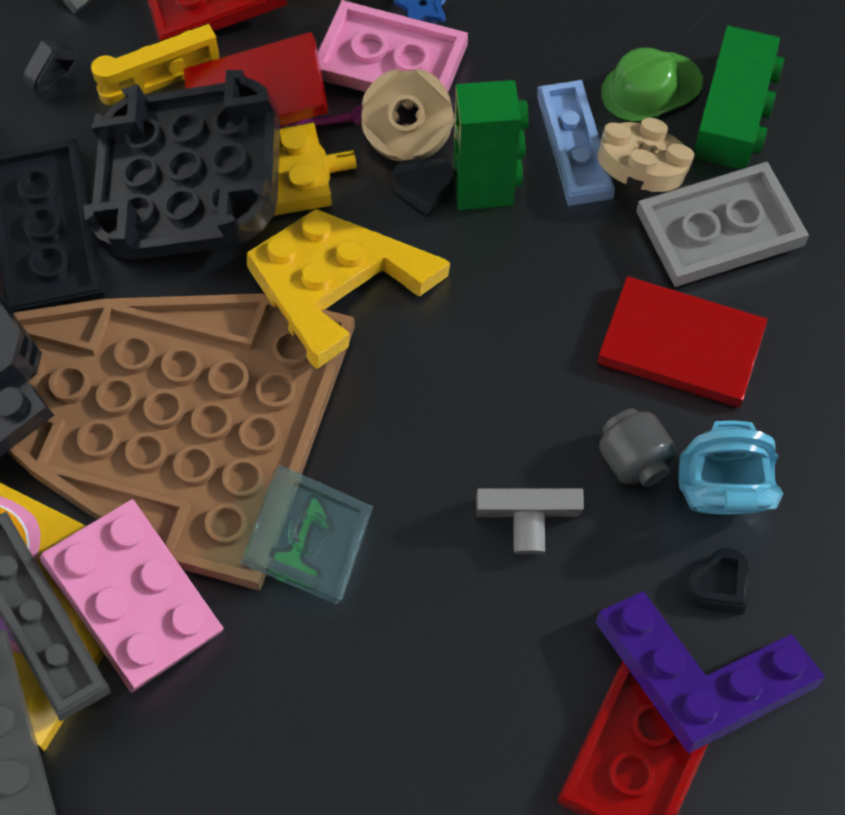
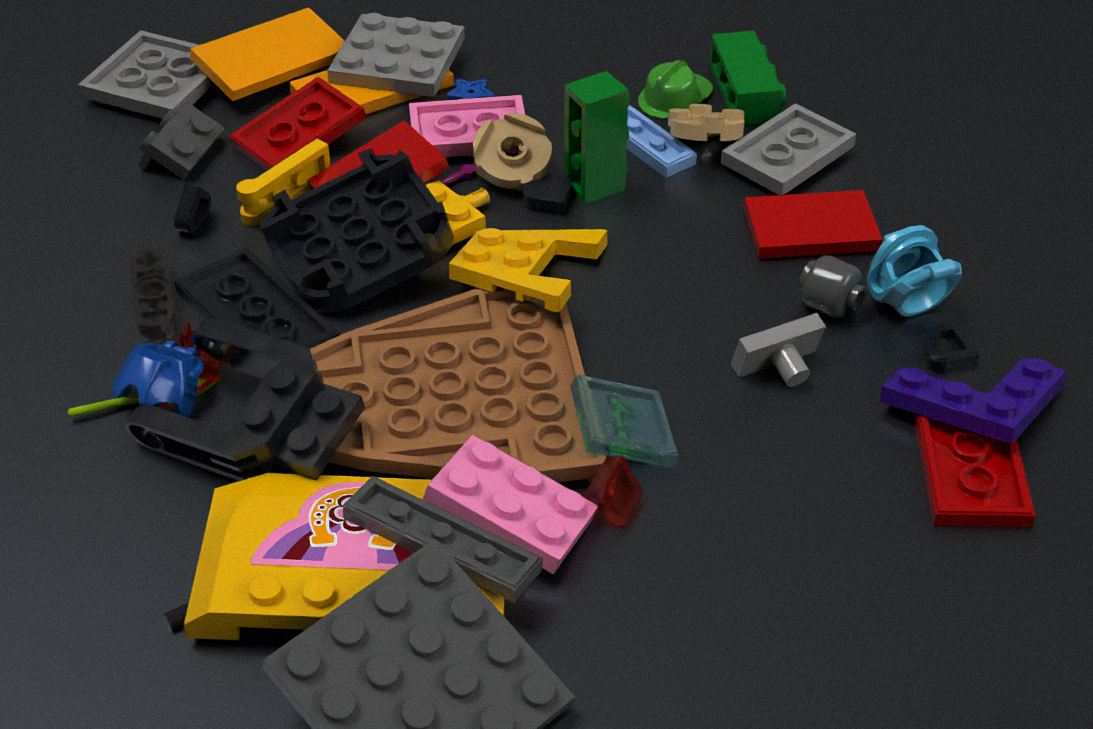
camera: 25 degrees left, 20 degrees down
(246, 620) = (614, 490): none -> clear red tile

